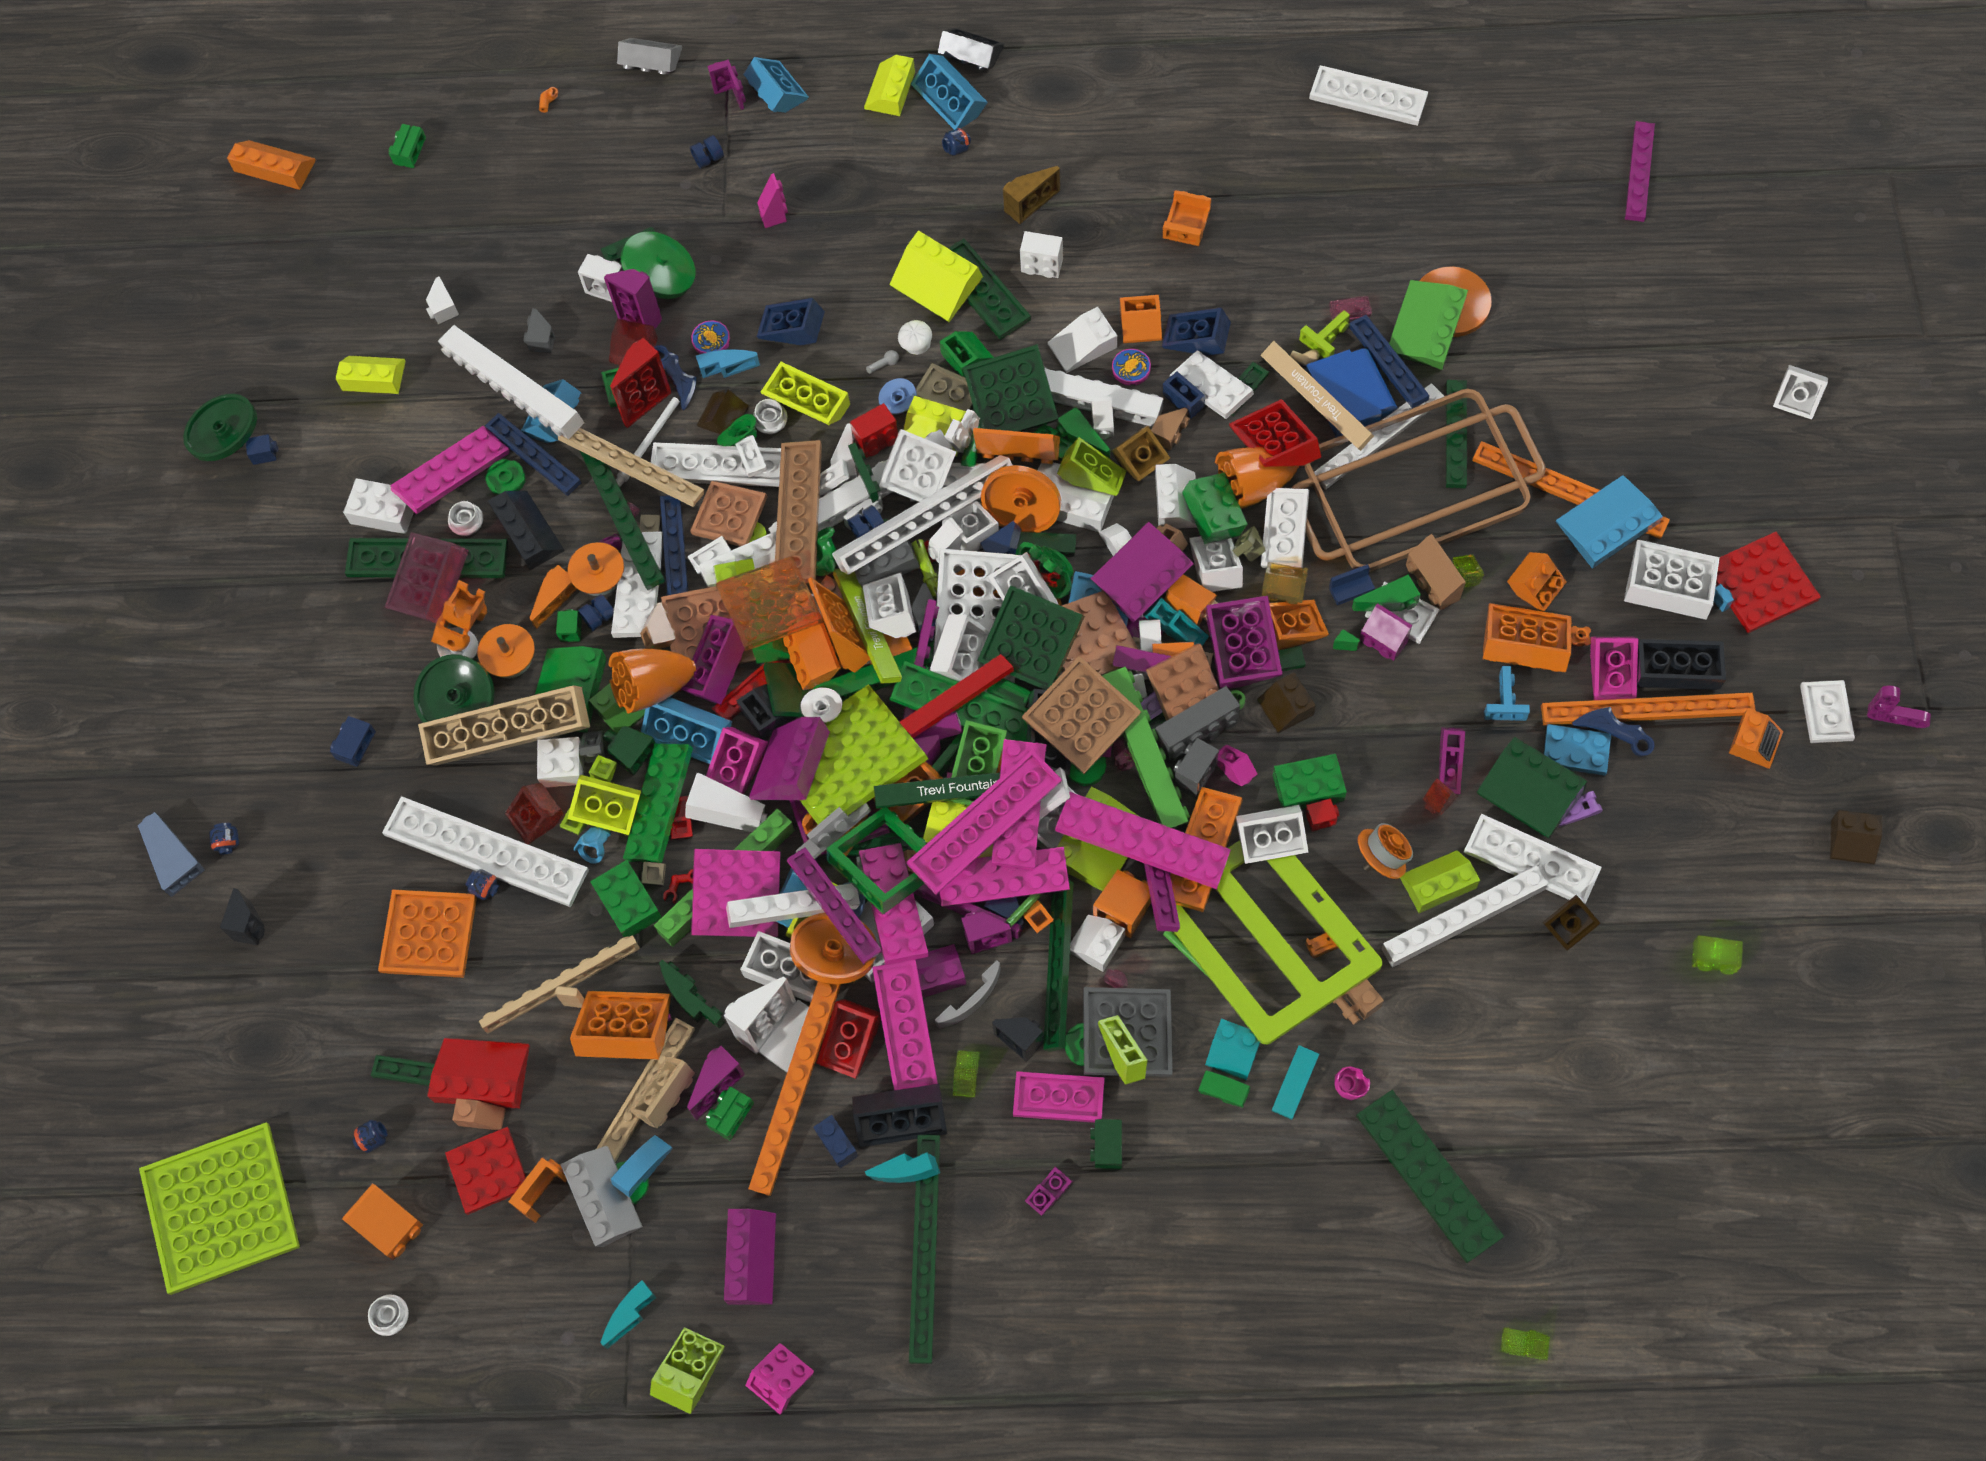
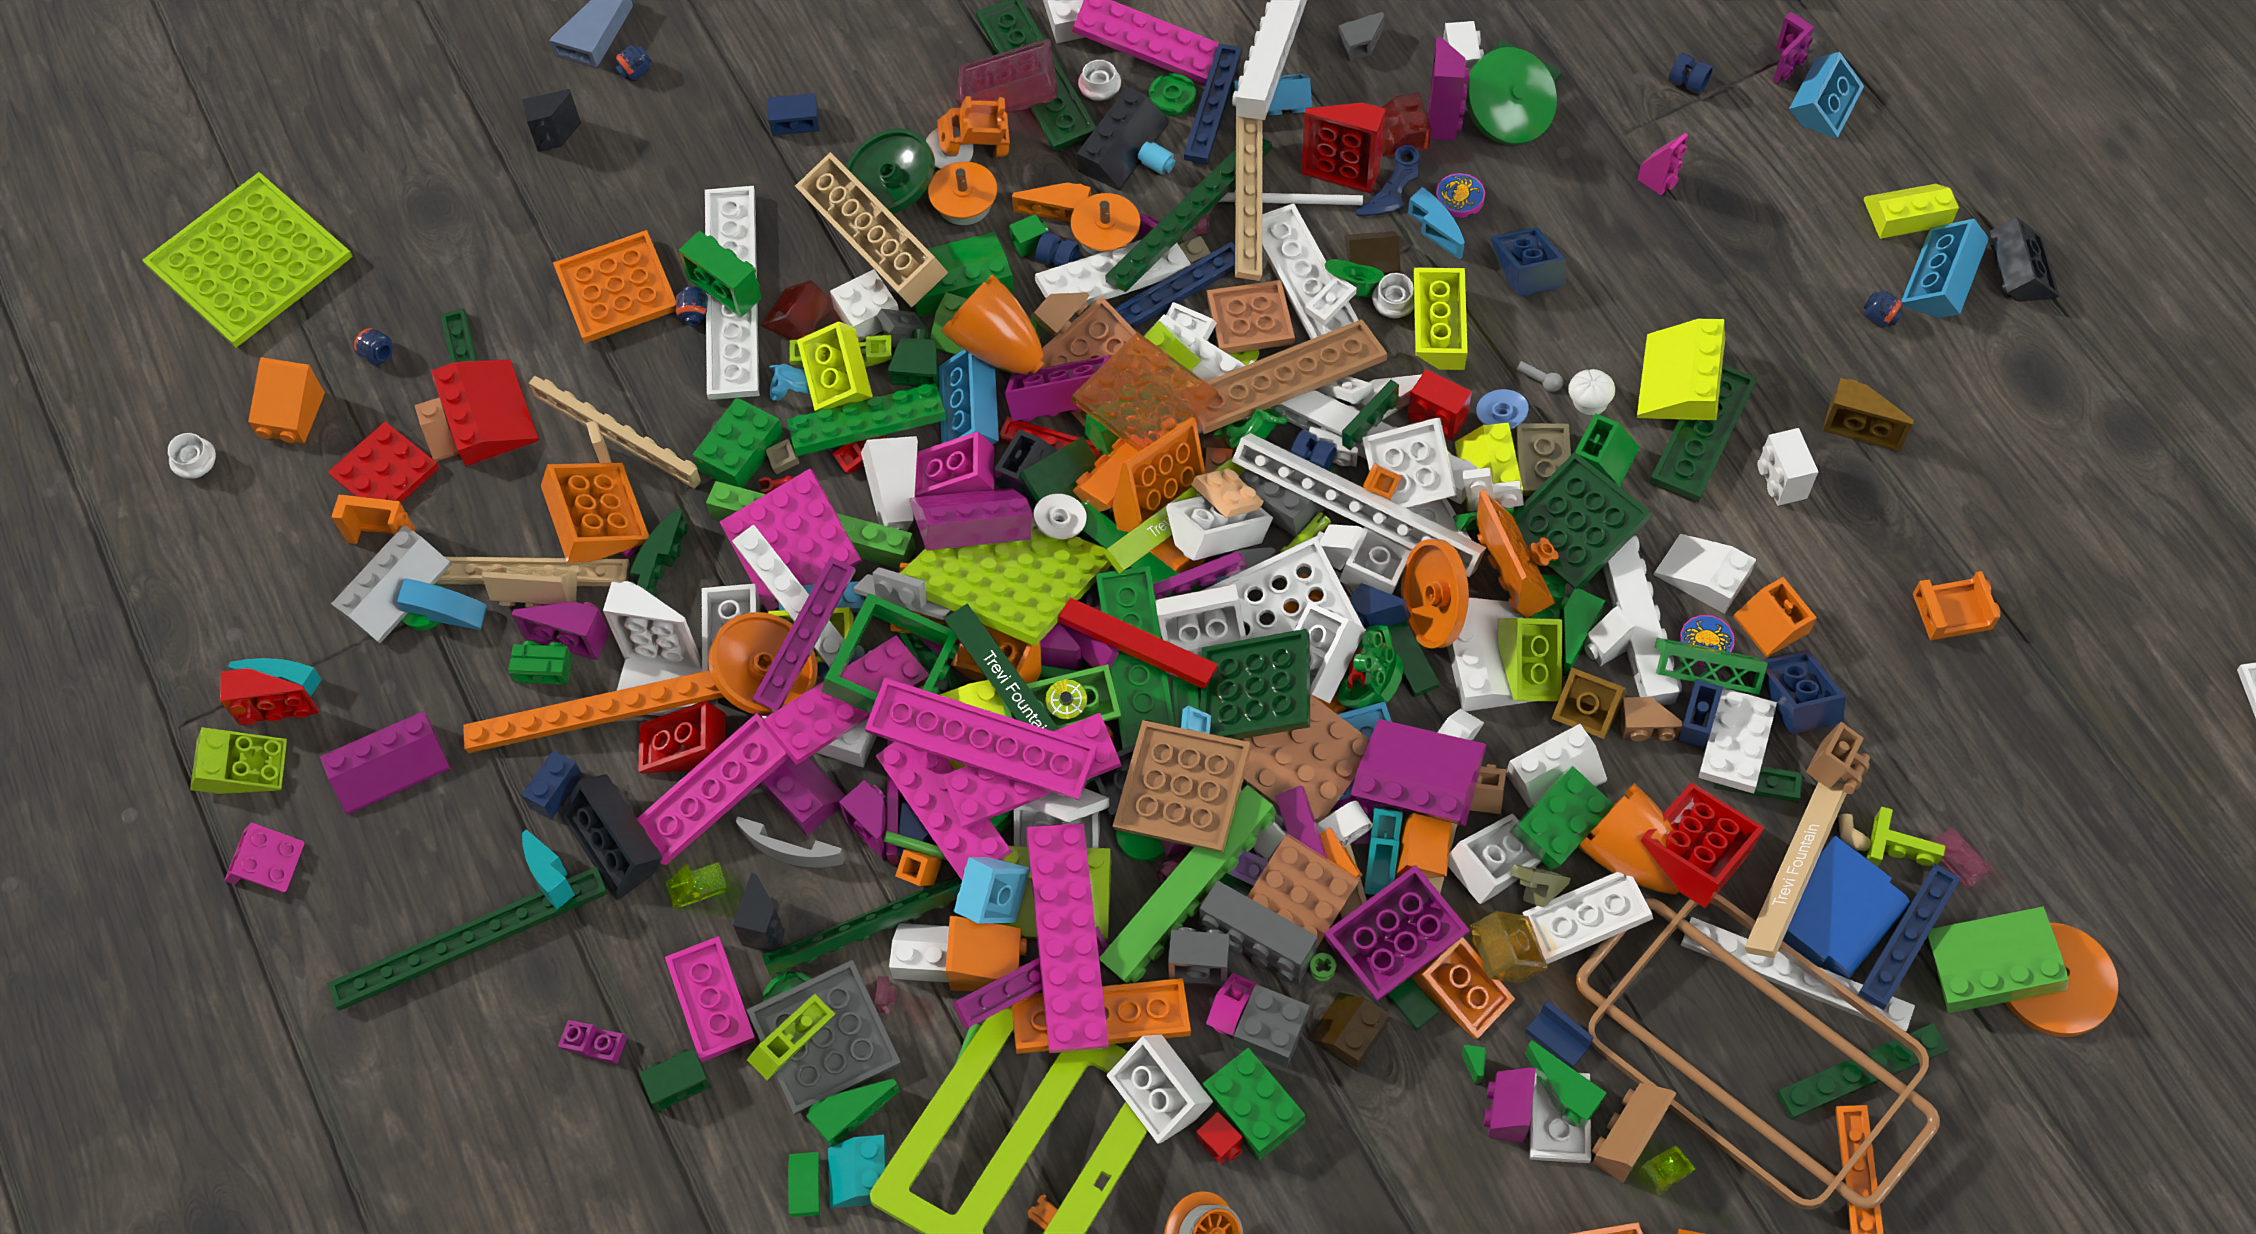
camera: 60 degrees right, 5 degrees down
(476, 847) = (720, 273): none -> green brick
(557, 511) = (1156, 158): none -> medium azure brick
(642, 1330) = (262, 697): none -> red slope
(871, 588) = (1227, 492): none -> light nougat plate
(915, 491) = (1381, 481): none -> orange slope
(976, 759) = (1066, 699): none -> lime piece
(1023, 423) = (1543, 552): none -> orange plate
(1038, 685) = (1195, 720): none -> medium azure tile
(1085, 873) = (991, 890): none -> medium azure slope
(1153, 366) = (1709, 655): none -> green fence
(1188, 1044) = (846, 1111): none -> green slope
(1256, 335) = (1836, 755): none -> medium nougat brick
(1264, 747) = (1271, 1025): none -> dark grey brick

